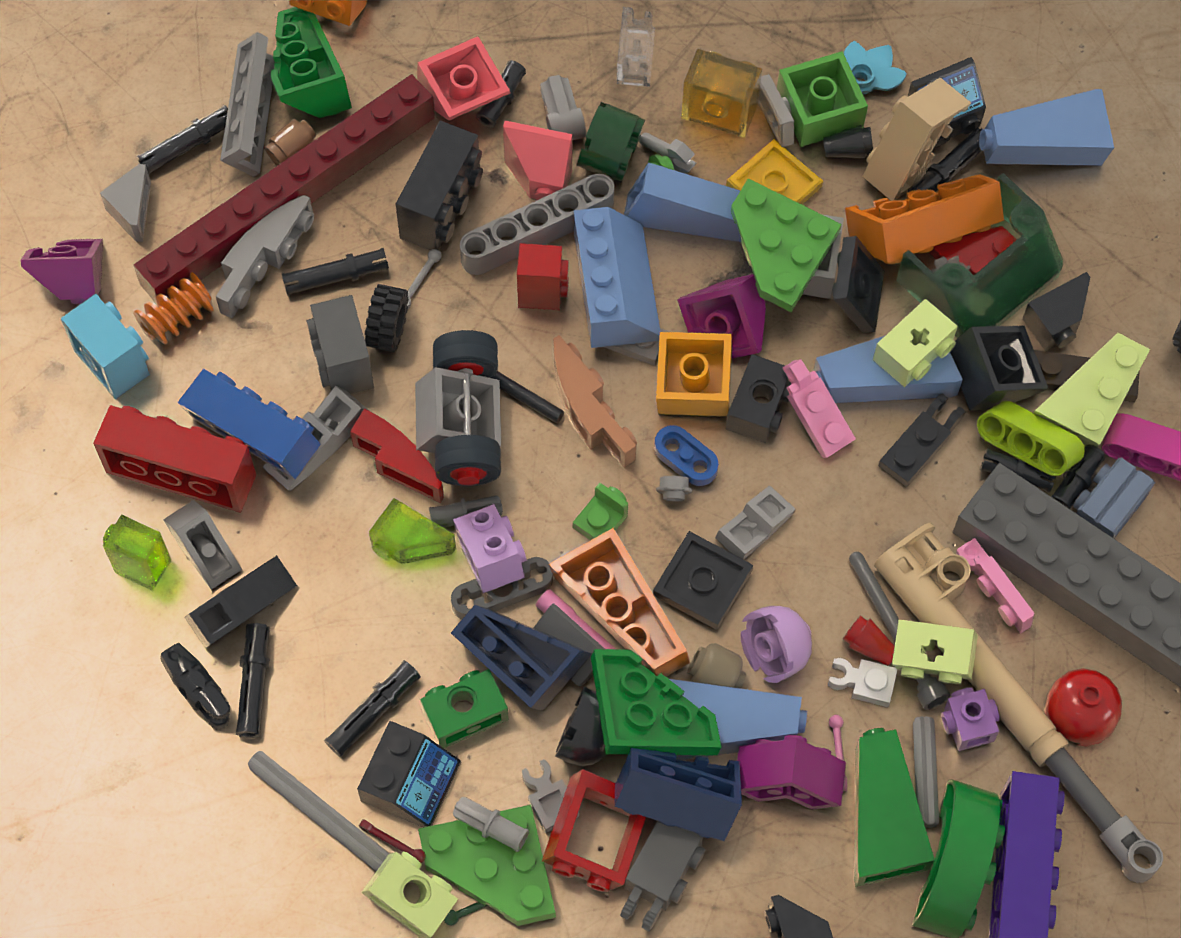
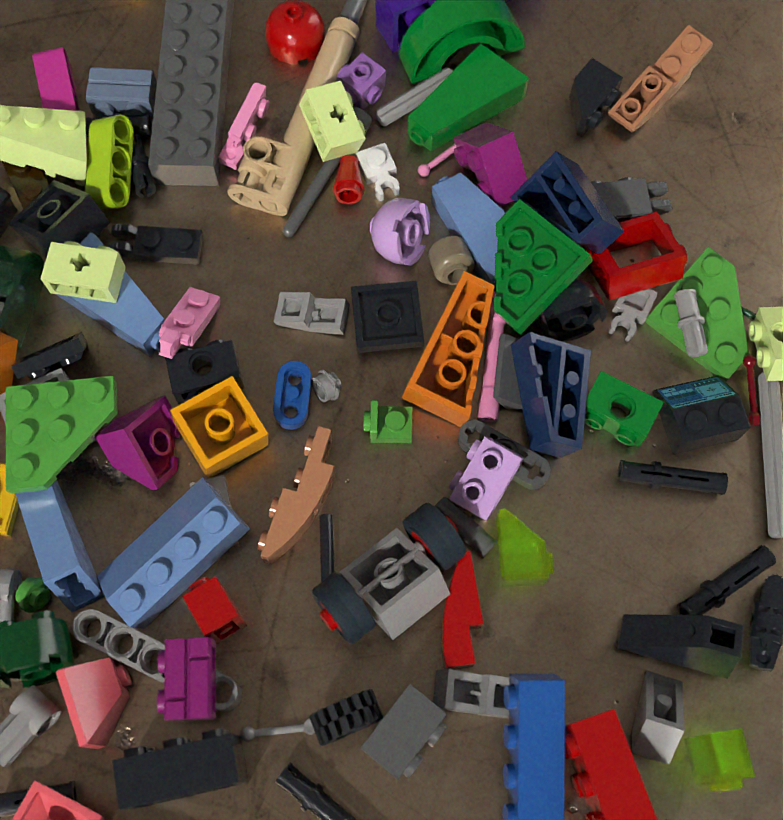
camera: 125 degrees left, 5 degrees up
(497, 221) = (188, 680): none -> magenta brick

